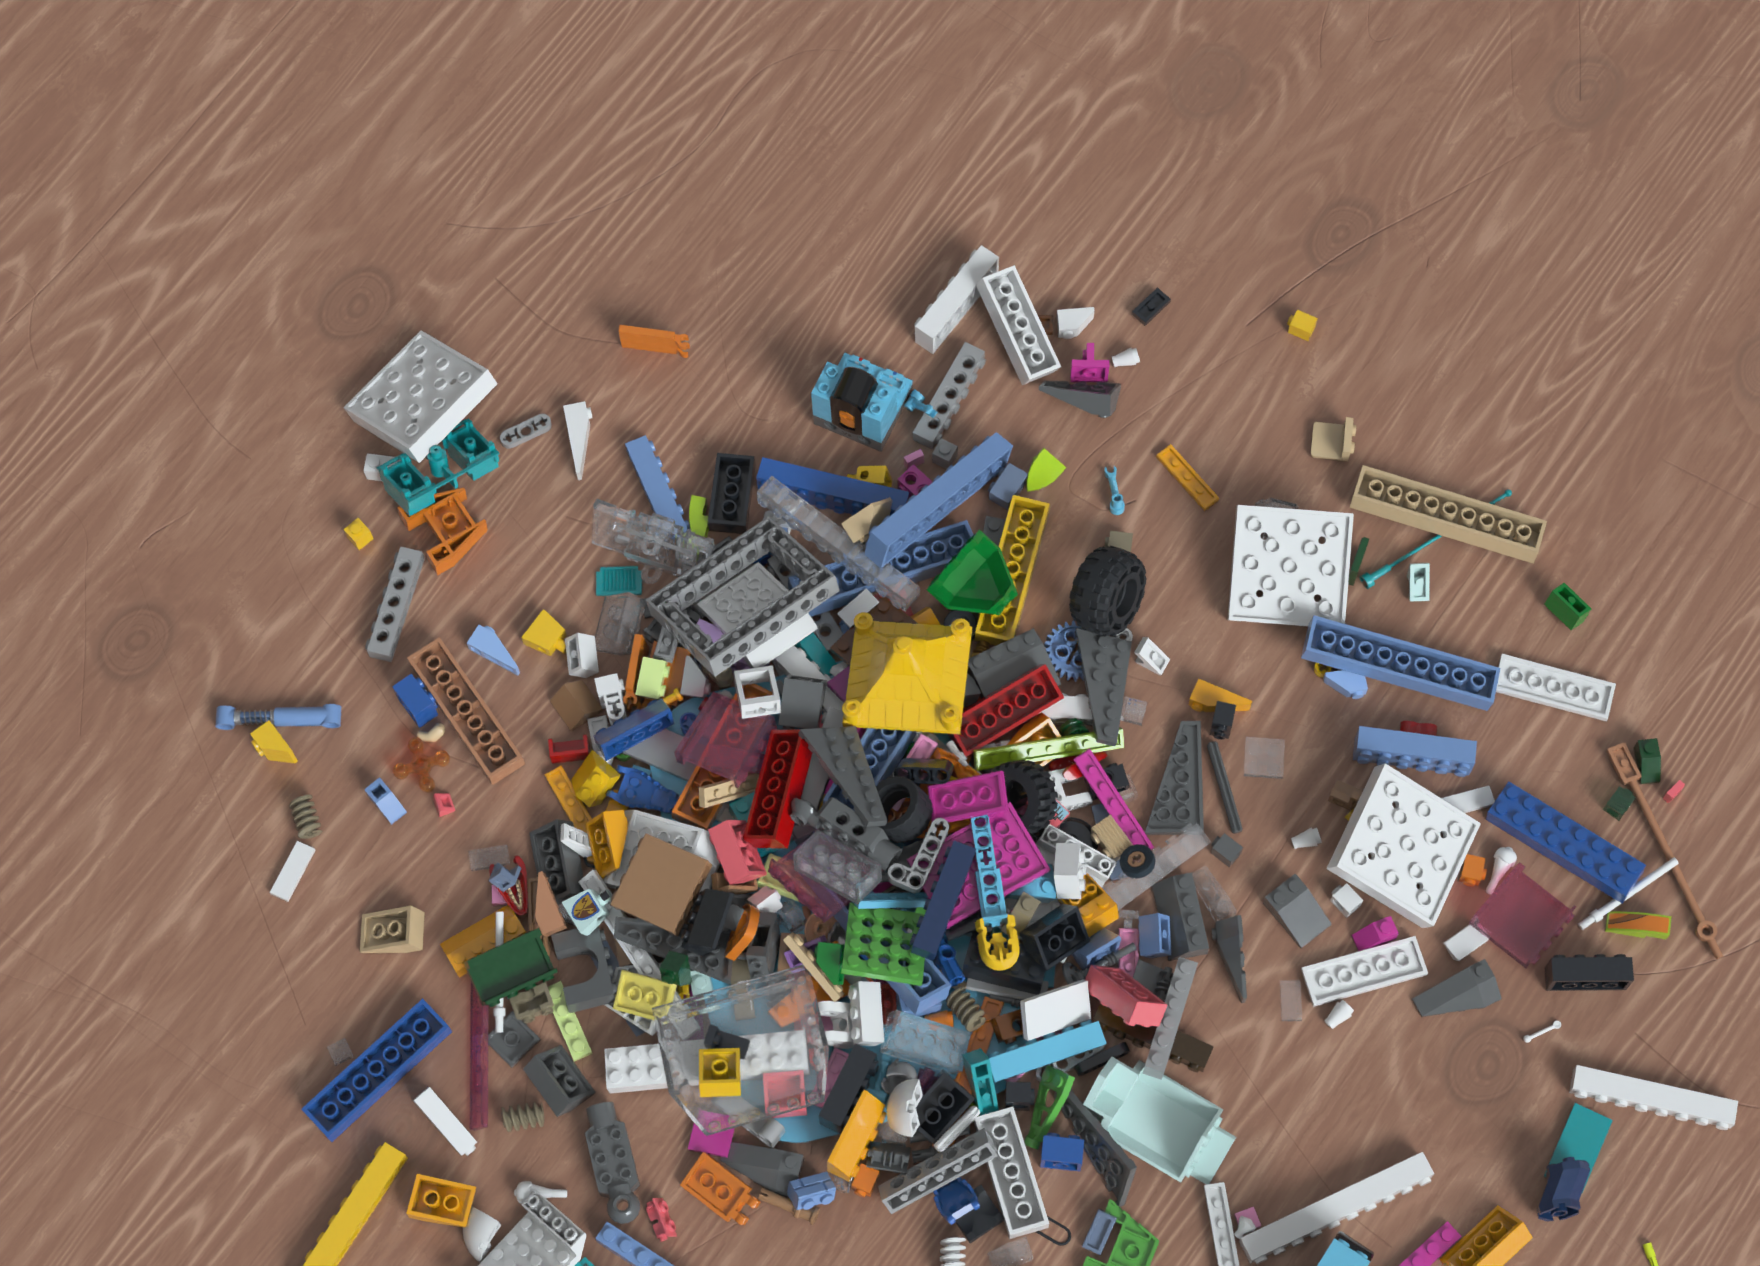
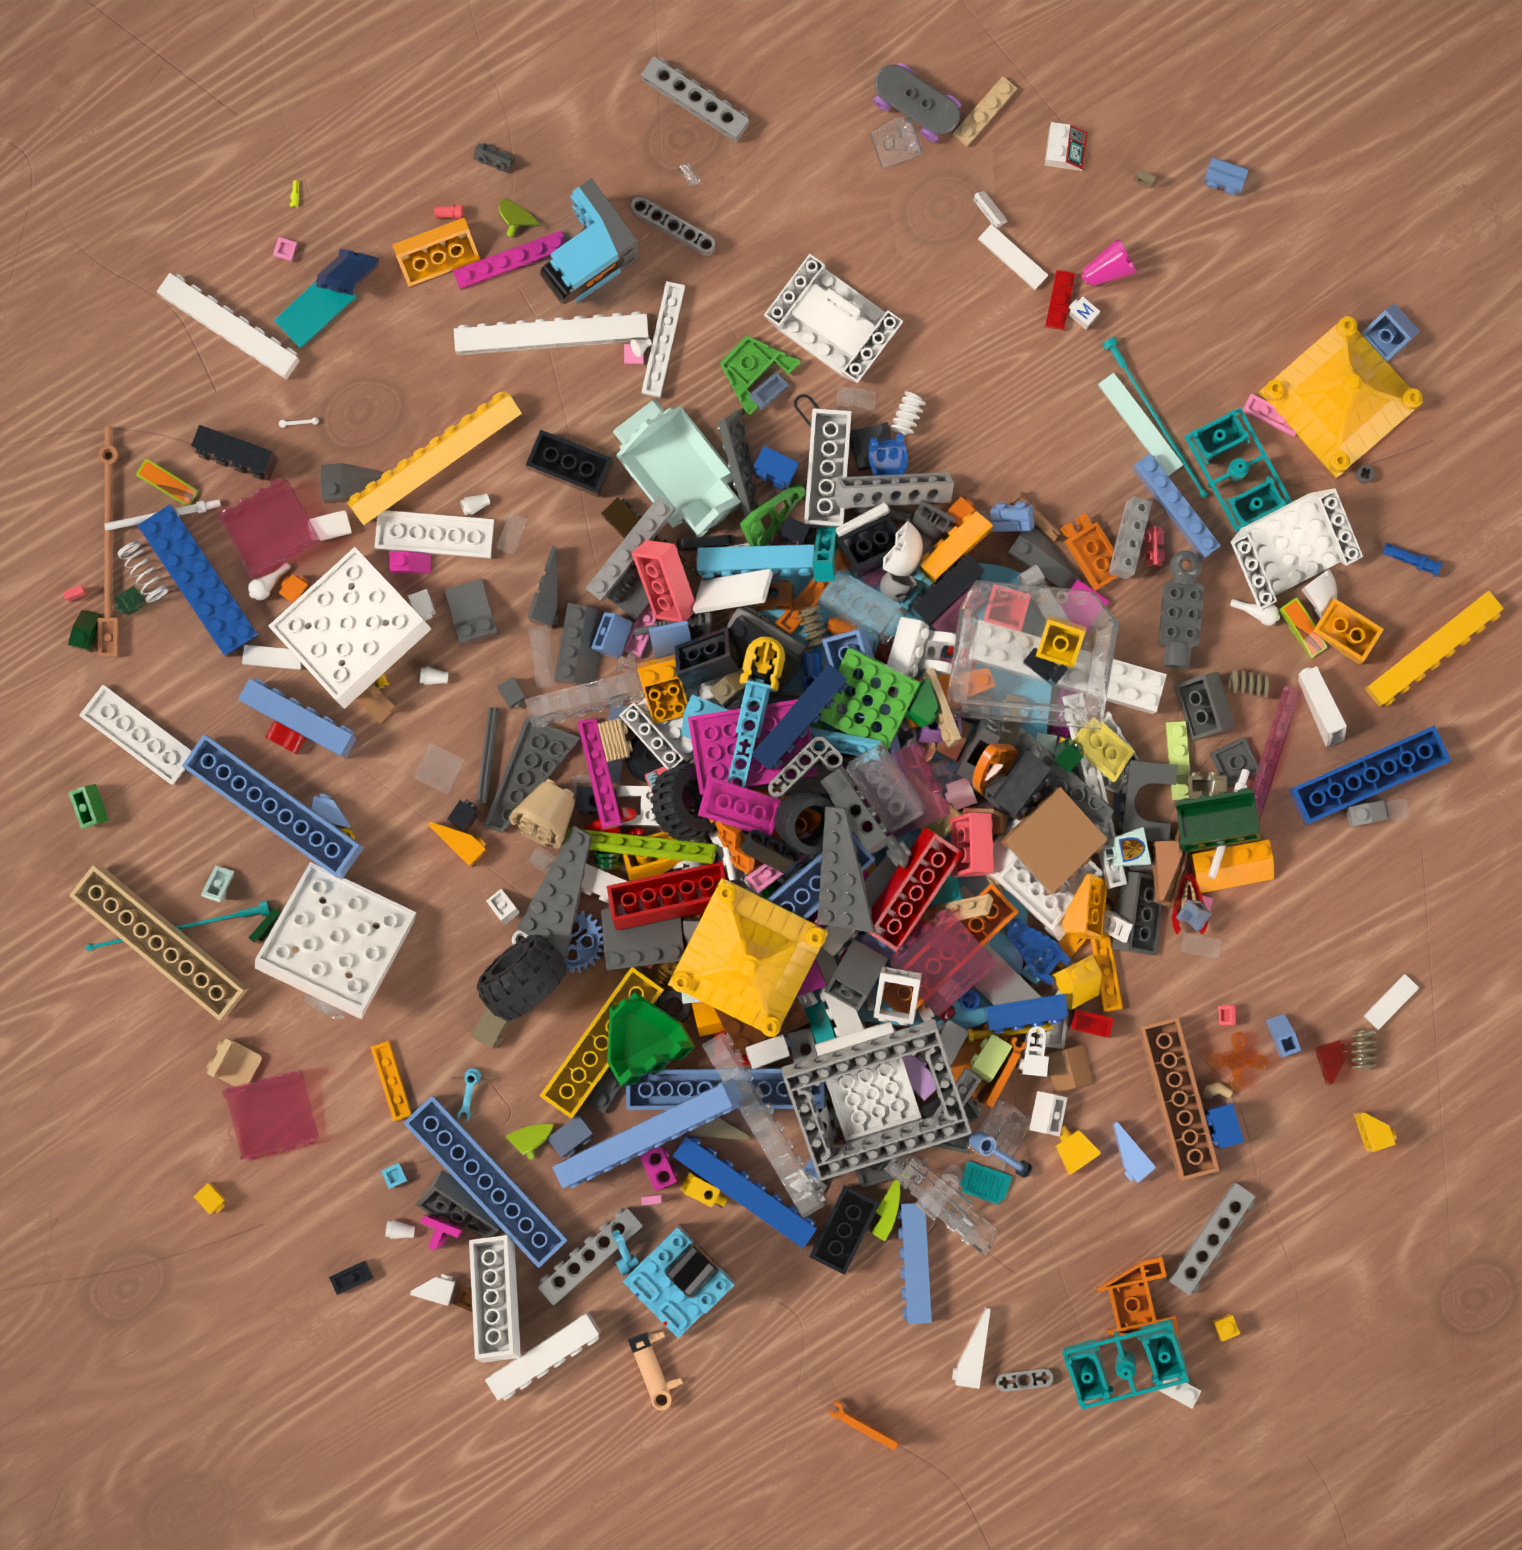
camera: 160 degrees left, 15 degrees up
(326, 716) = (1358, 1161): medium blue piece -> none
(334, 798) = (1330, 1058): none -> clear red slope
(366, 1034) = (1366, 814): none -> light grey slope
(392, 931) = (1315, 905): tan slope -> none
(420, 396) = (1120, 1448): white container -> none
(489, 1192) = (1302, 627): none -> slope
(629, 598) = (989, 1147): none -> medium blue piece
(688, 1215) = (1130, 537): none -> light grey brick
(863, 521) = (727, 1132): tan slope -> none
(874, 339) = (649, 1367): none -> light nougat piece
(944, 453) = (619, 1193): light grey brick -> none
(1067, 421) = (486, 1181): none -> medium blue brick
(1069, 870) = (669, 715): white brick -> none
(1137, 870) = (605, 696): black bush -> none
(1147, 749) = (545, 814): none -> tan cone
(1150, 400) = (394, 1175): none -> medium azure plate
(1264, 1084) = (569, 463): none -> black brick
(1280, 410) = (271, 1115): none -> clear pink panel
(1396, 1041) = (434, 457): none -> yellow brick
(1594, 824) = (162, 588): none -> white piece
(1634, 1196) = (285, 249): none -> bright pink tile

